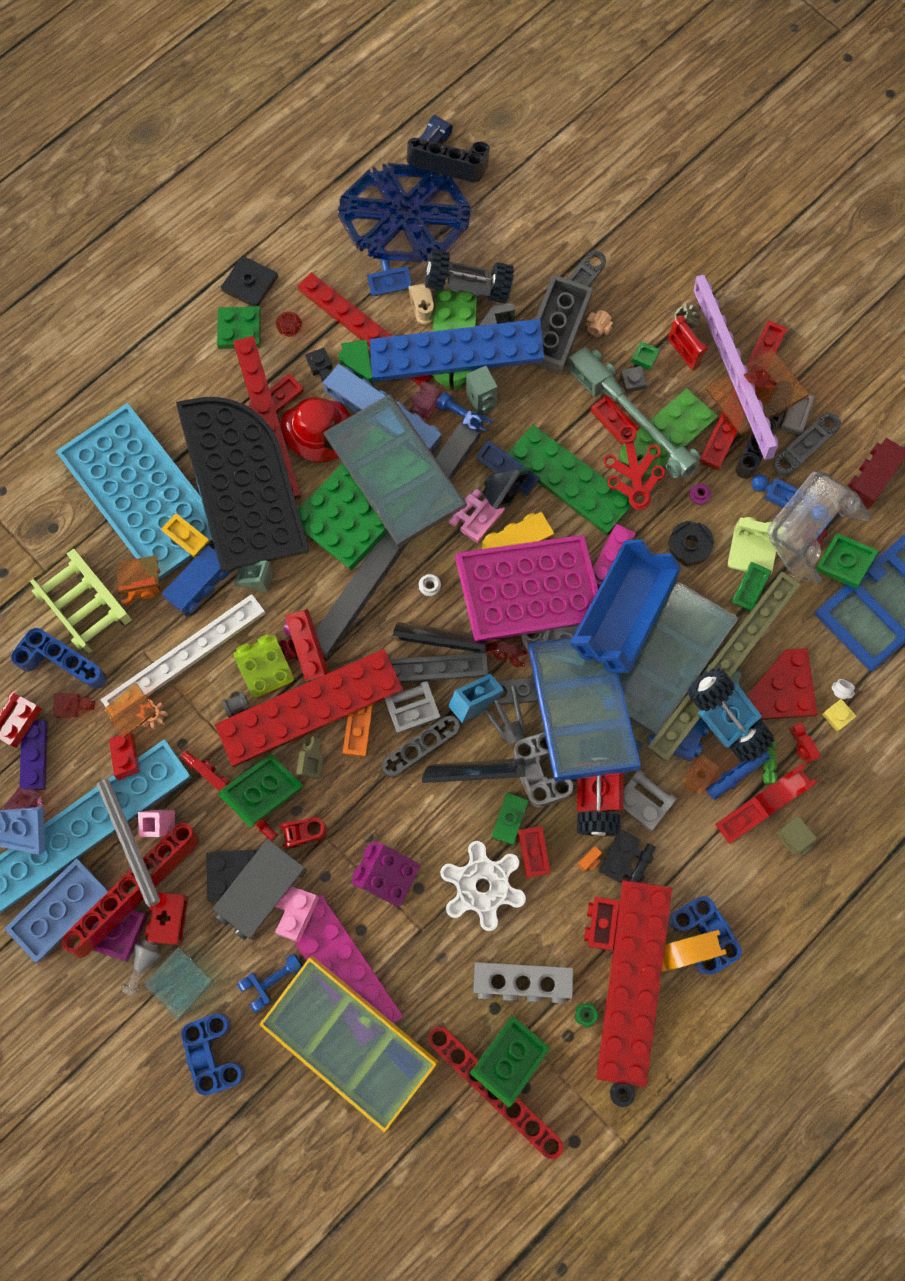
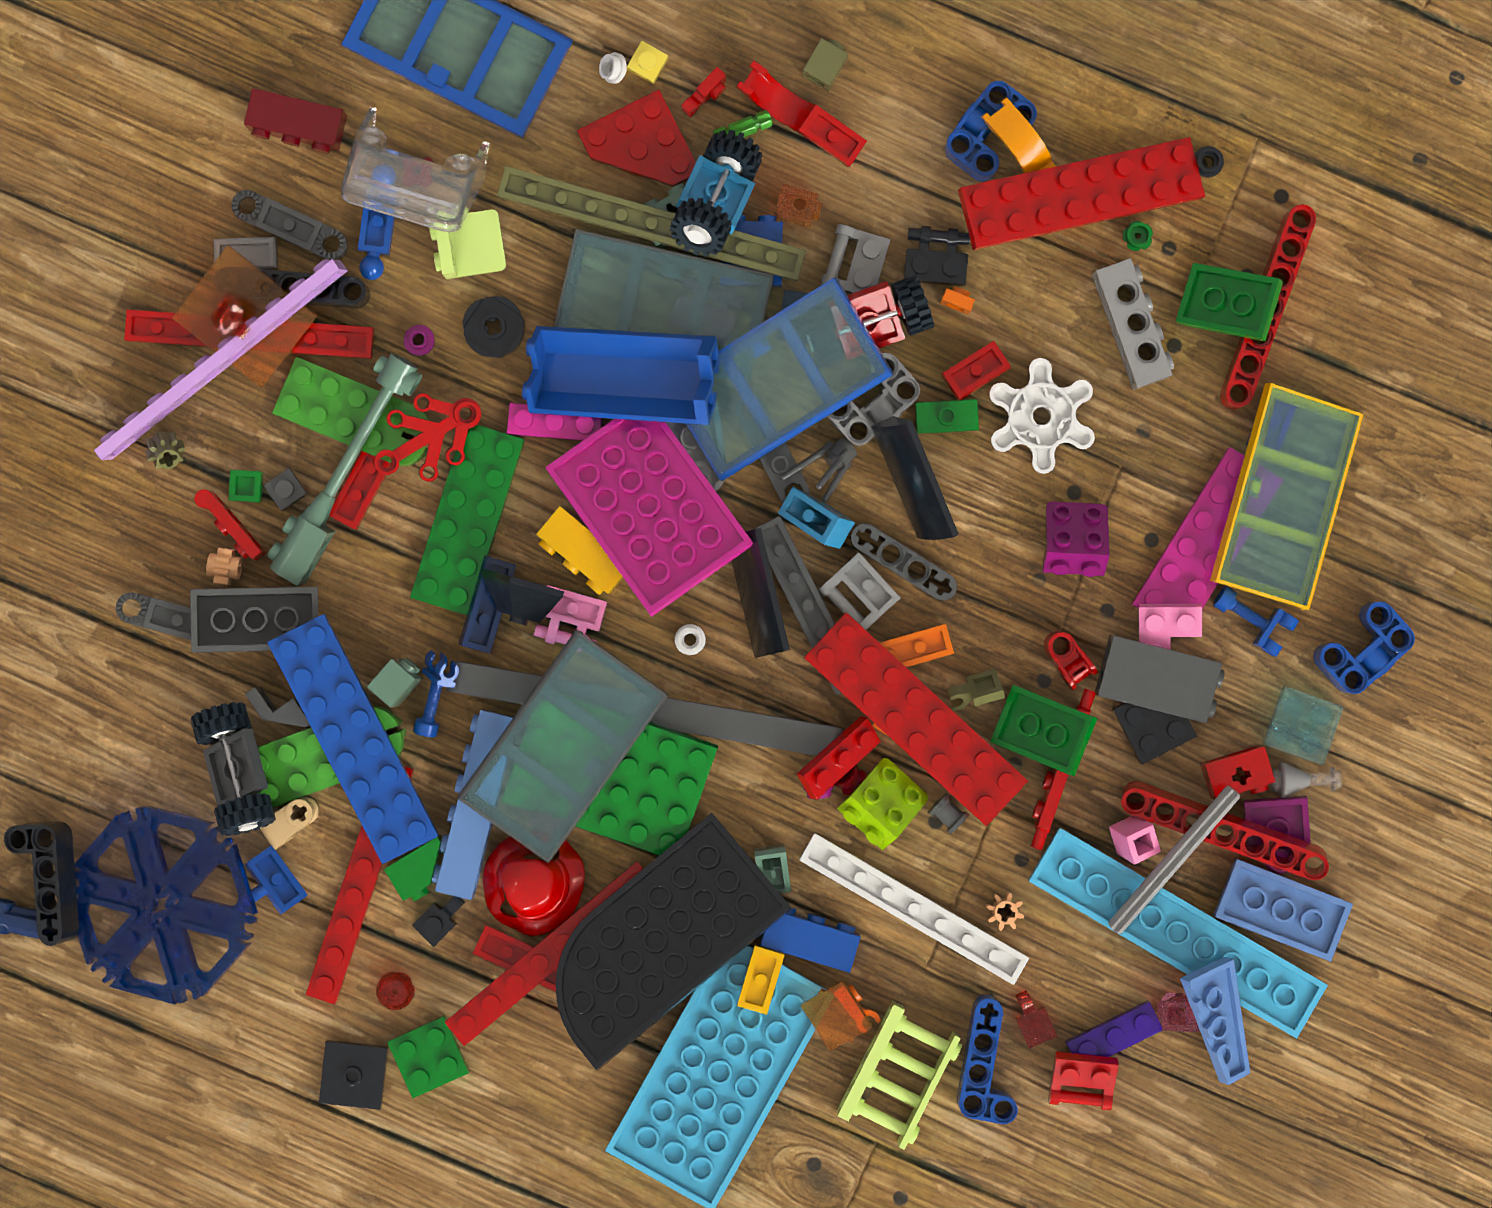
camera: 110 degrees left, 15 degrees up
(124, 756) = (1069, 920): red plate -> none
(130, 710) = (1014, 938): clear orange piece -> none
(425, 401) = (436, 753): clear pink brick -> none
(502, 651) = (744, 509): clear red plate -> none
(603, 923) = (1028, 255): red brick -> none
(624, 337) = (230, 524): none -> red plate
(686, 343) = (208, 436): red plate -> none
(732, 777) = (784, 165): blue pin -> none
(751, 586) = (523, 228): green plate -> none
(847, 561) = (438, 118): green plate -> none

